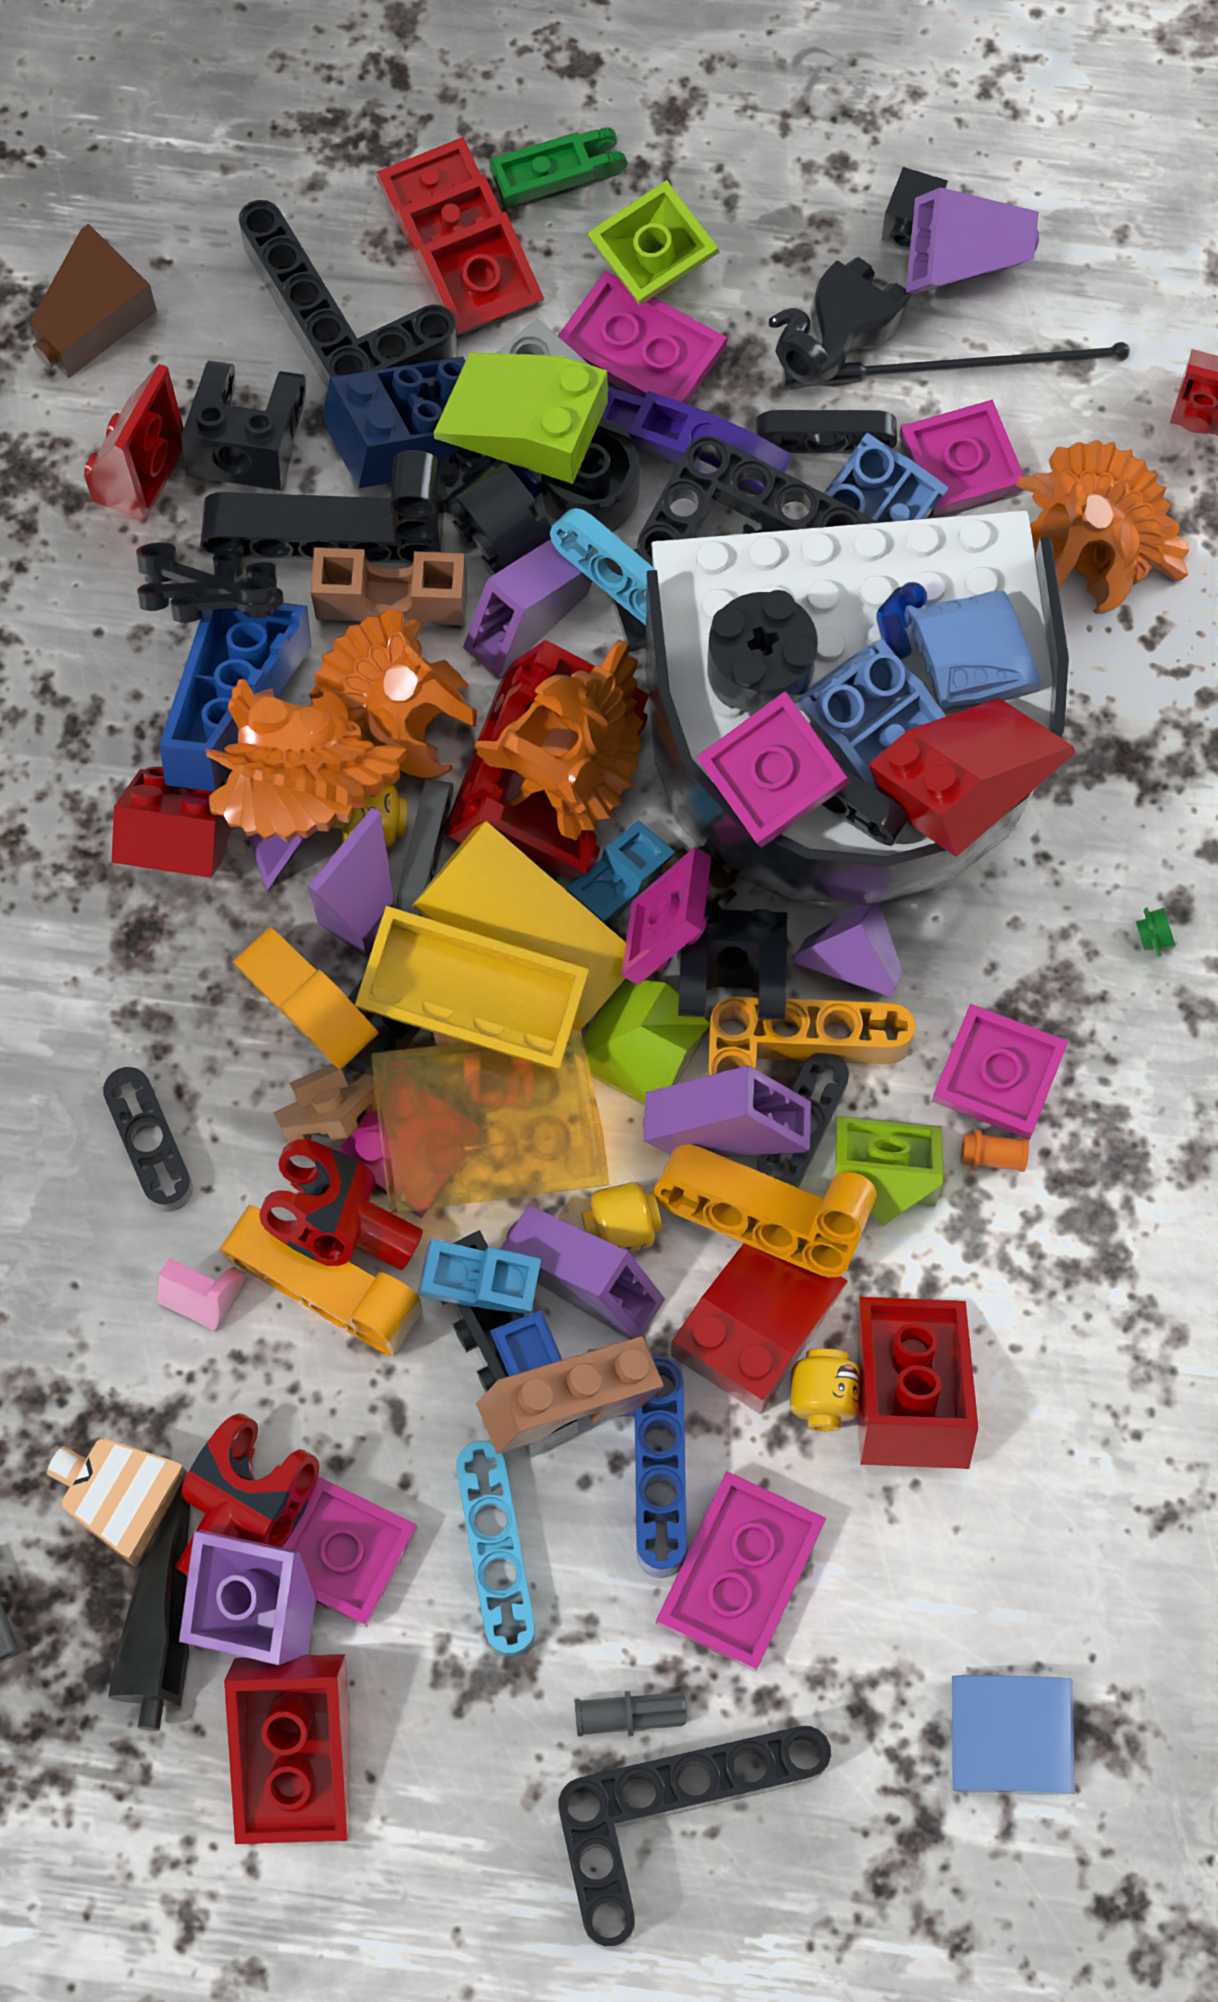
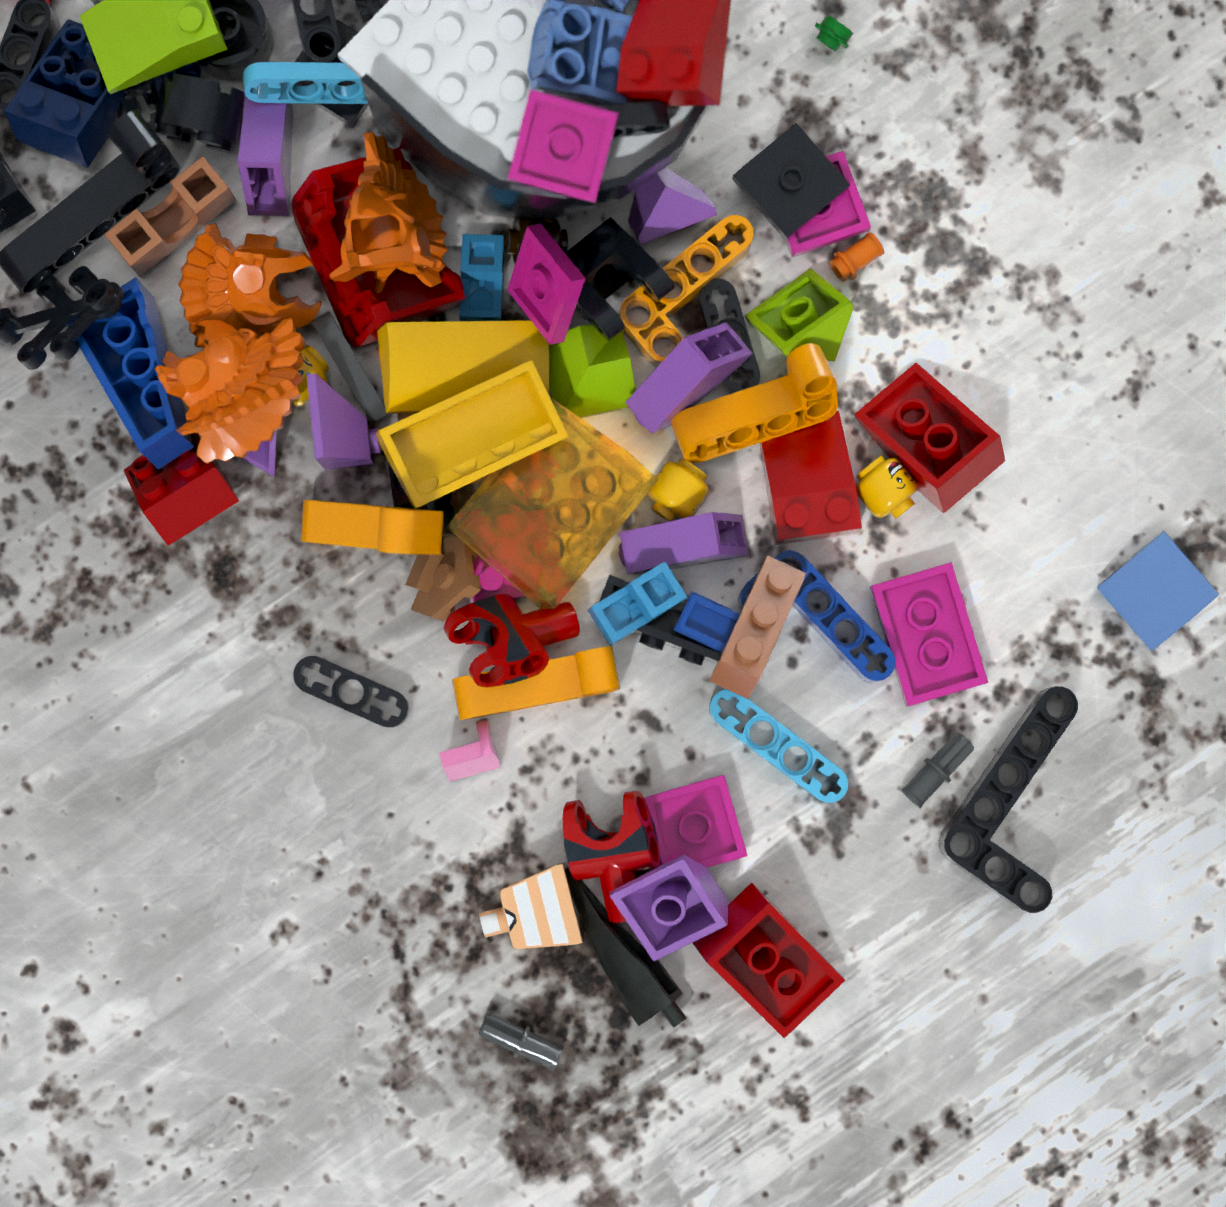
camera: 45 degrees left, 15 degrees up
(760, 650) = (477, 48): black brick -> none
(989, 1025) = (791, 181): none -> black plate

